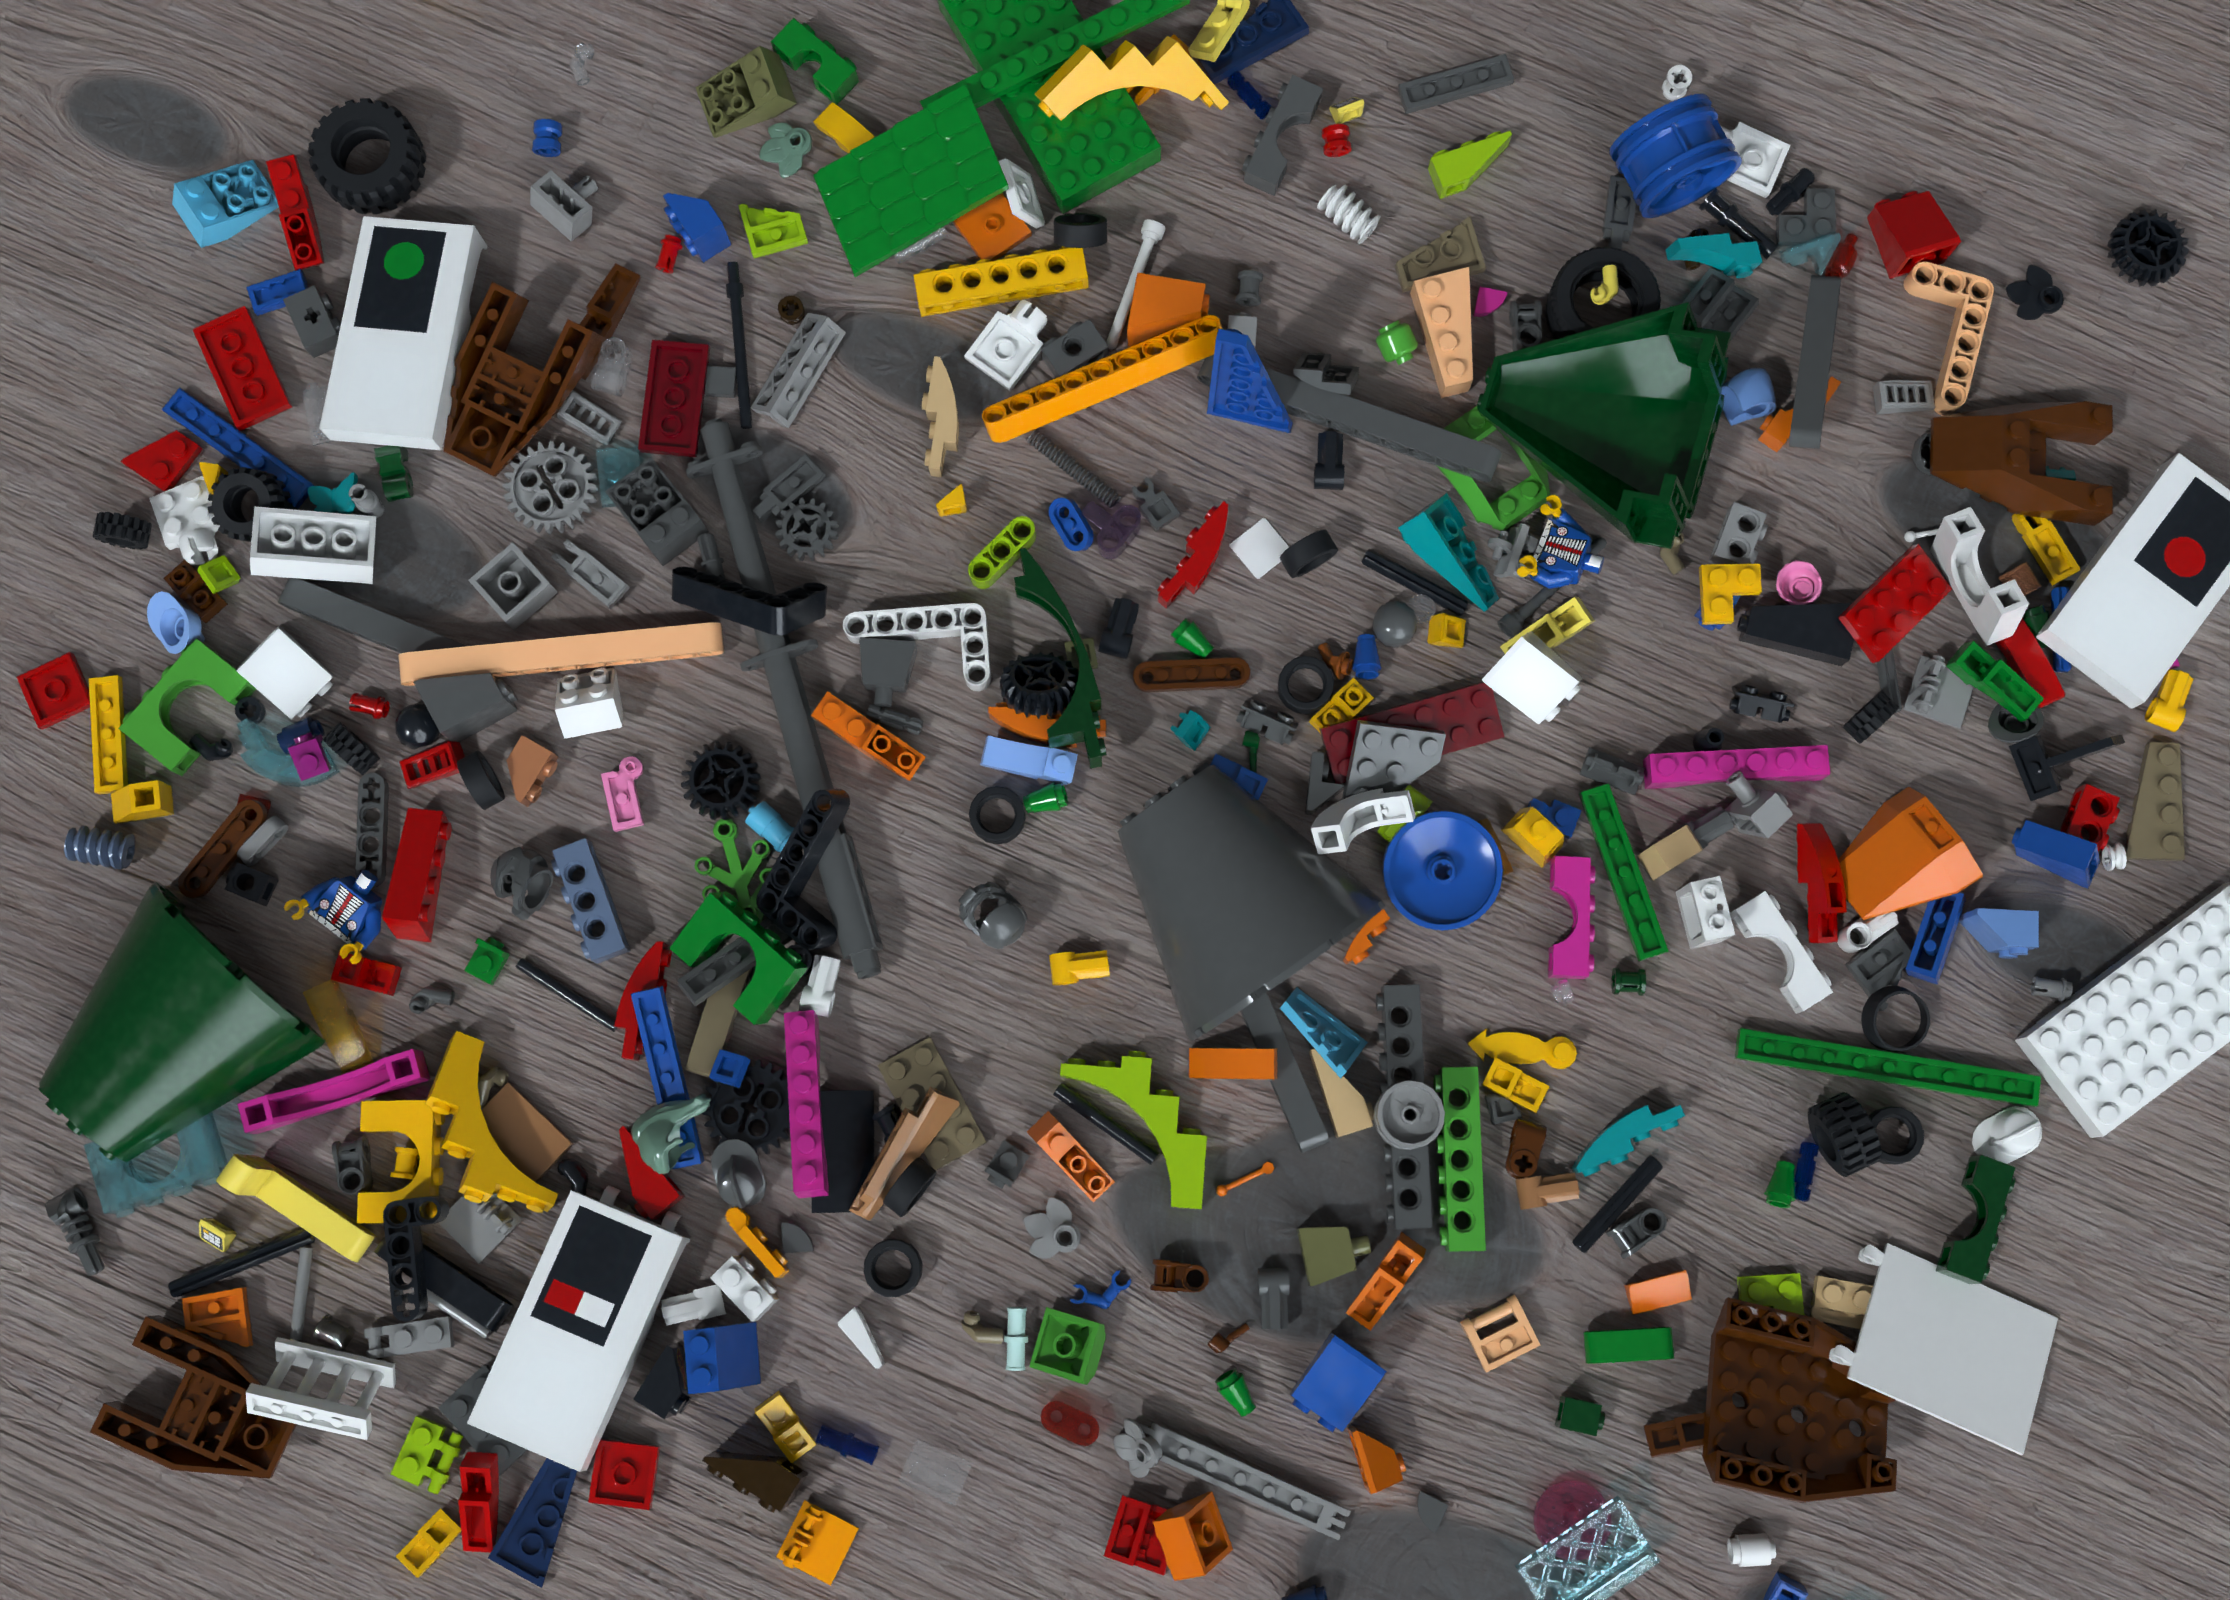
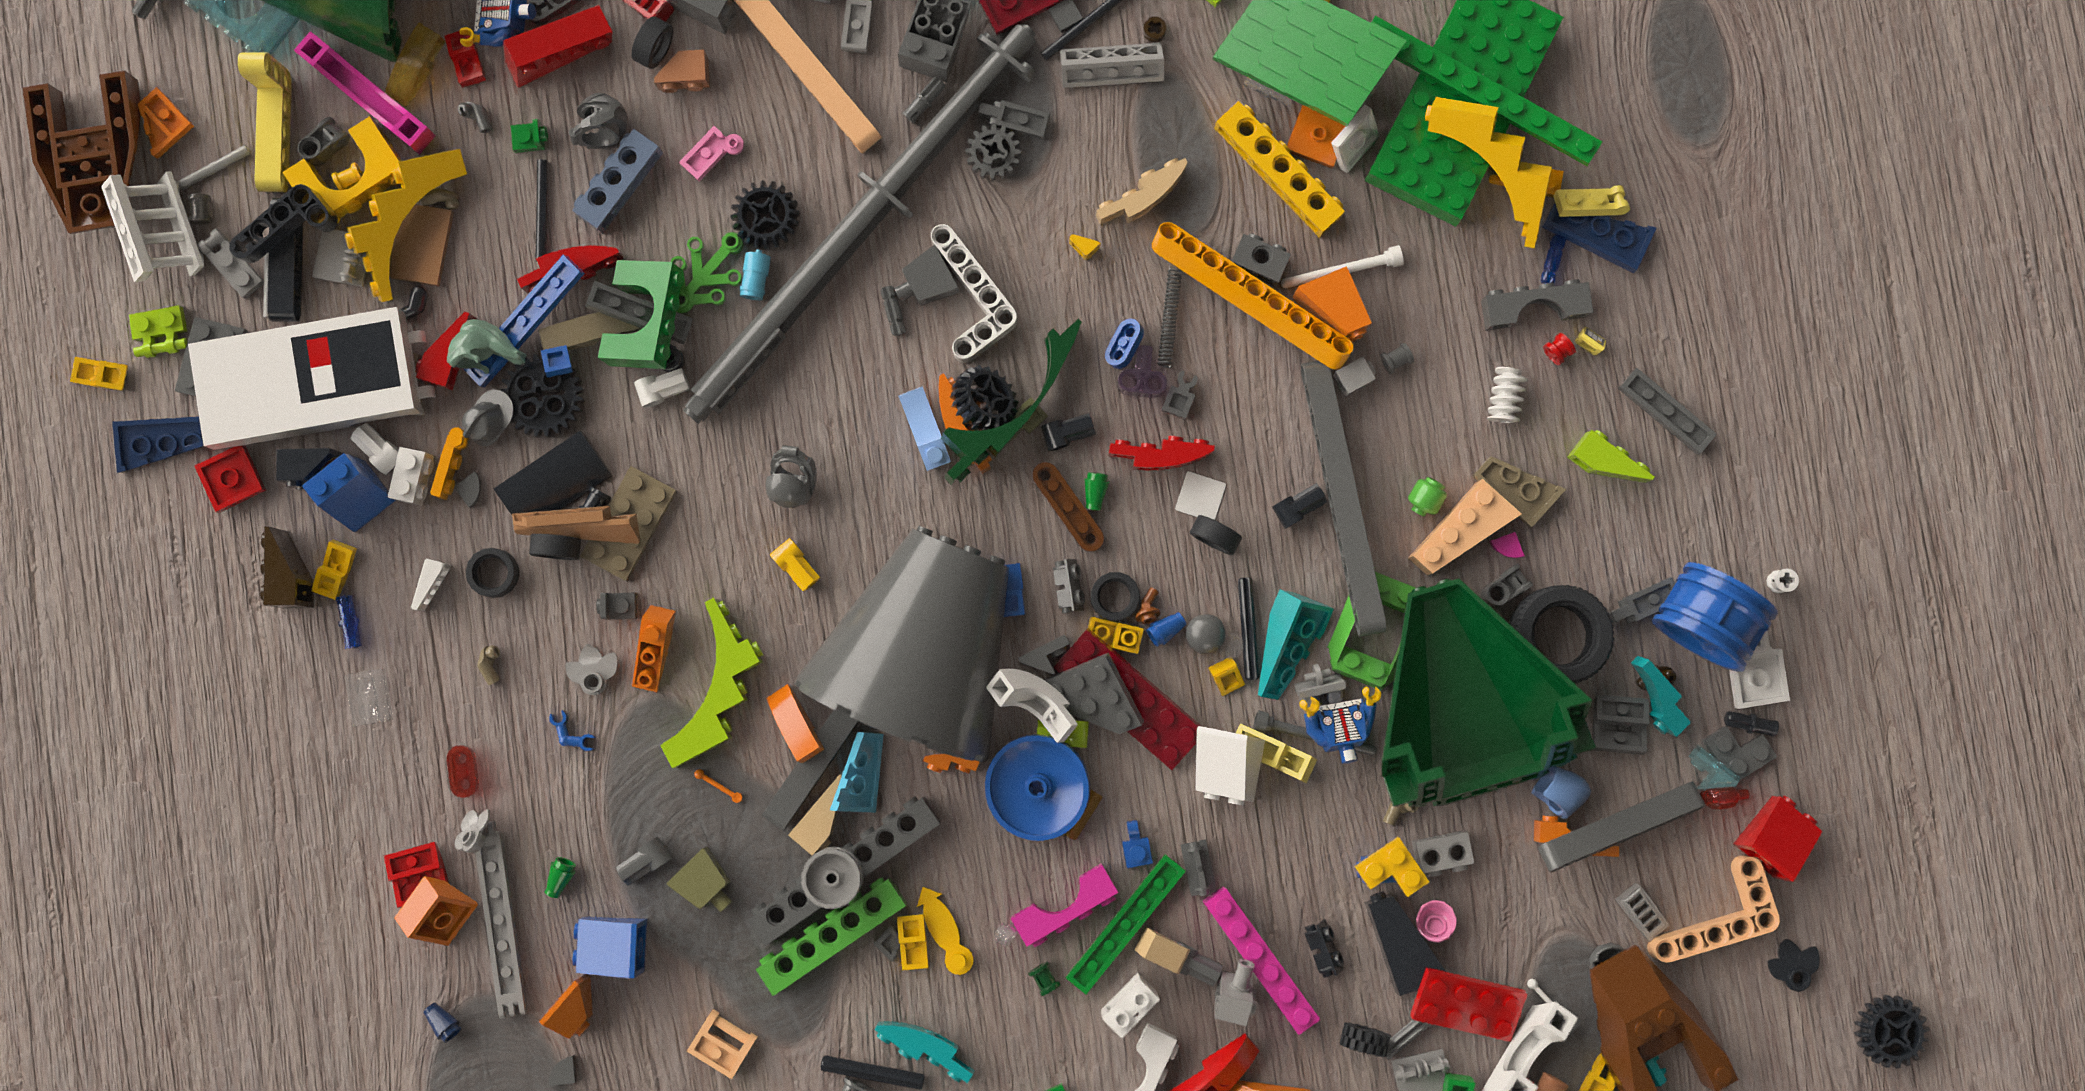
camera: 55 degrees right, 5 degrees up
(216, 1234) = (218, 80): light yellow slope -> none
(240, 1262) = (206, 109): black axle -> none
(479, 1501) = (148, 388): red slope -> none
(588, 702) = (761, 81): white slope -> none
(748, 605) = (903, 151): black beam -> none
(800, 868) = (708, 313): black beam -> none
(805, 1116) = (539, 450): dark pink arch -> none
(817, 1542) = (267, 645): light orange hinge -> none
(867, 736) = (866, 299): orange slope -> none
(993, 793) = (857, 416): black tyre -> none
(1005, 539) = (1059, 298): lime beam -> none
(1009, 344) = (1233, 207): white plate -> none
(1016, 1338) = (498, 693): light aqua pin -> none
(1047, 798) = (905, 461): green cone -> none
(1068, 1346) = (515, 735): bright green slope -> none
(1080, 230) = (1356, 202): black tyre -> none
(1106, 1123) = (694, 658): black piece -> none
(1176, 1276) = (614, 781): reddish brown piece -> none
(1191, 730) = (1025, 533): teal tile -> none
(1220, 1344) = (587, 843): reddish brown hand -> none
(1242, 386) = (1306, 402): blue wing -> none
(1252, 741) = (1047, 584): dark green hand -> none
(1318, 372) = (1362, 455): dark grey slope -> none
(1386, 1281) = (707, 936): orange slope -> none
(1526, 1143) = (875, 977): reddish brown piece -> none
(1534, 835) = (1109, 839): yellow torso -> none
(1539, 1191) = (844, 1008): medium nougat piece -> none
(1609, 287) = (1571, 631): light yellow arm -> none
(1703, 743) = (1265, 920): black cone -> none
(1766, 246) = (1695, 732): black pin -> none

